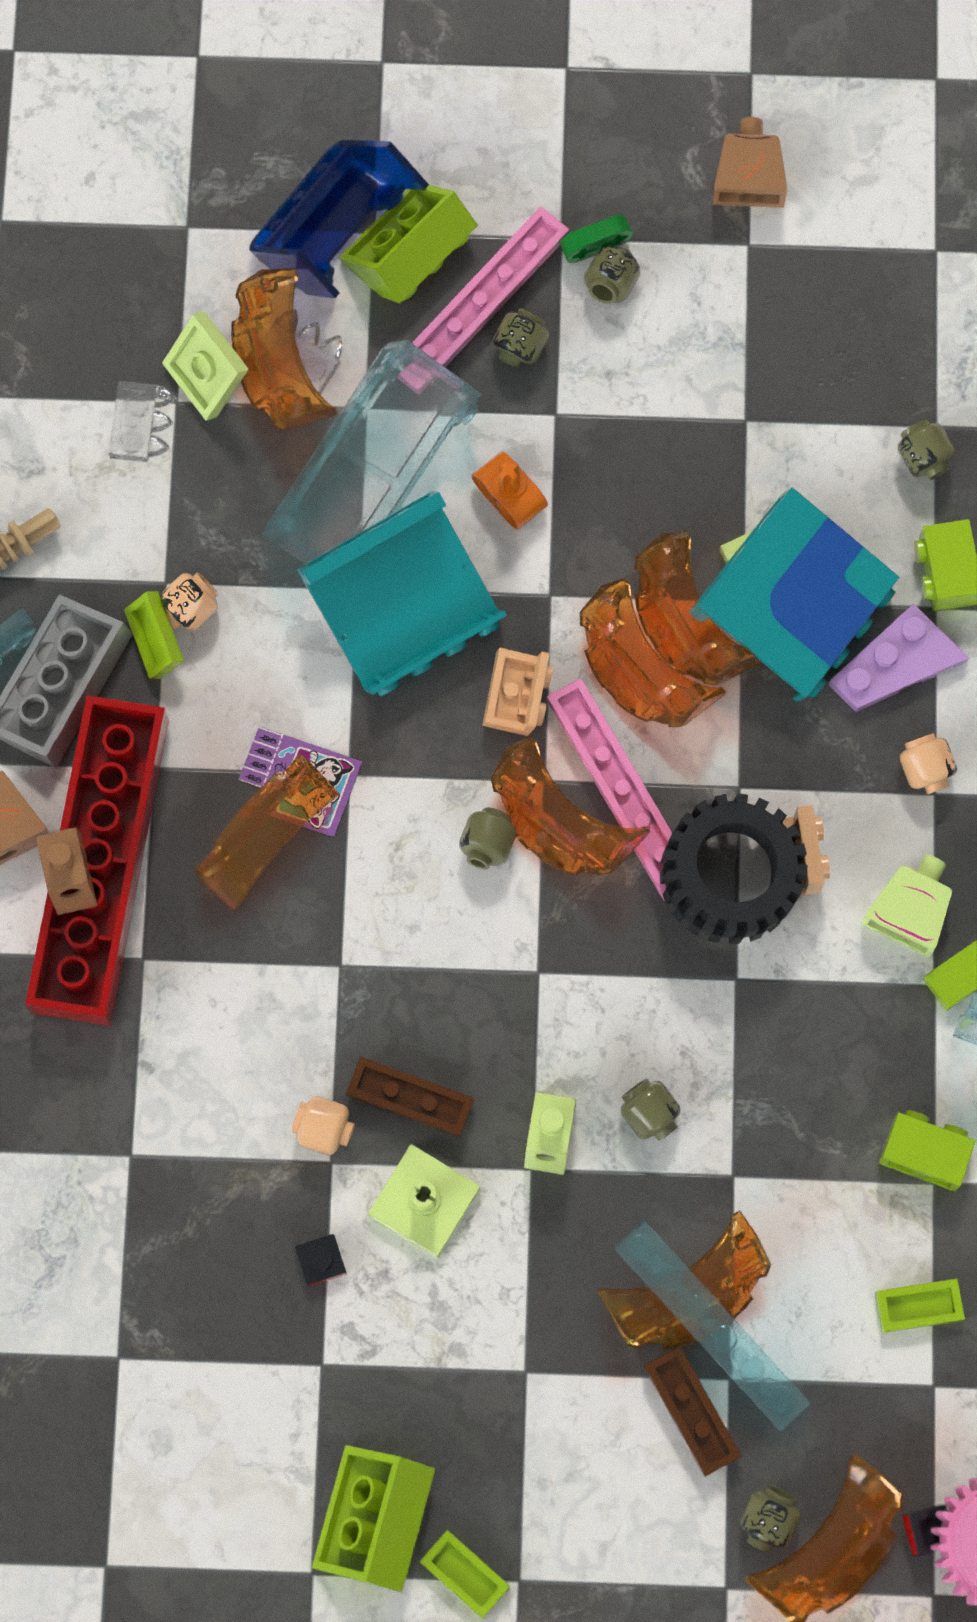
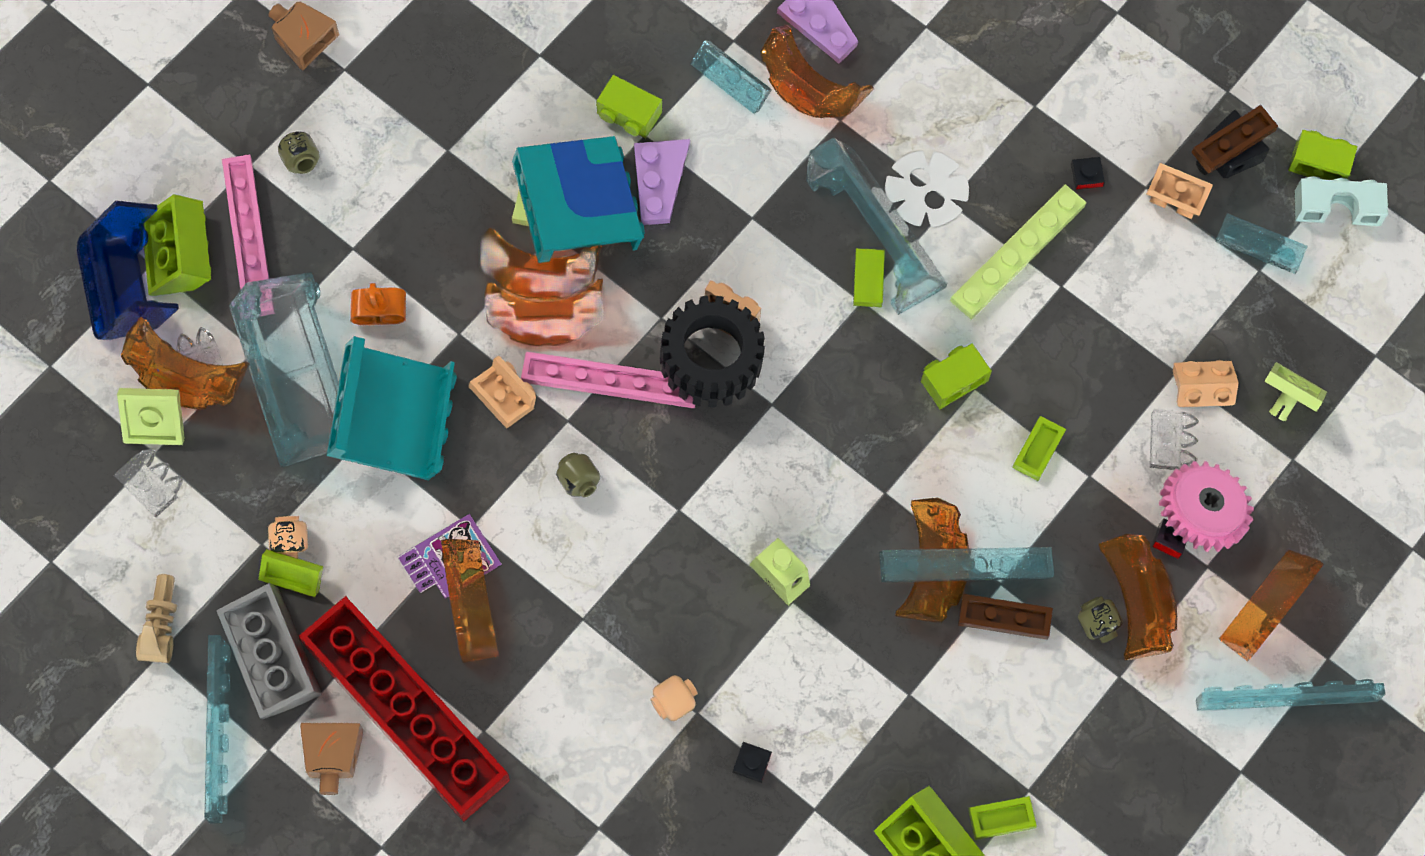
camera: 55 degrees left, 5 degrees down
(66, 868) = (400, 724): medium nougat torso -> none
(410, 1097) = (696, 636): reddish brown plate -> none
(424, 1200) = (763, 675): yellowish green tile -> none
(520, 338) = (291, 230): olive head -> none
(552, 823) = (600, 434): clear orange windscreen -> none
(590, 239) = (268, 145): green beam -> none
(650, 1110) = (812, 506): olive head -> none
(912, 906) = (810, 277): yellowish green torso -> none
(926, 449) = (551, 67): olive head -> none
(928, 763) = (733, 205): light nougat head -> none

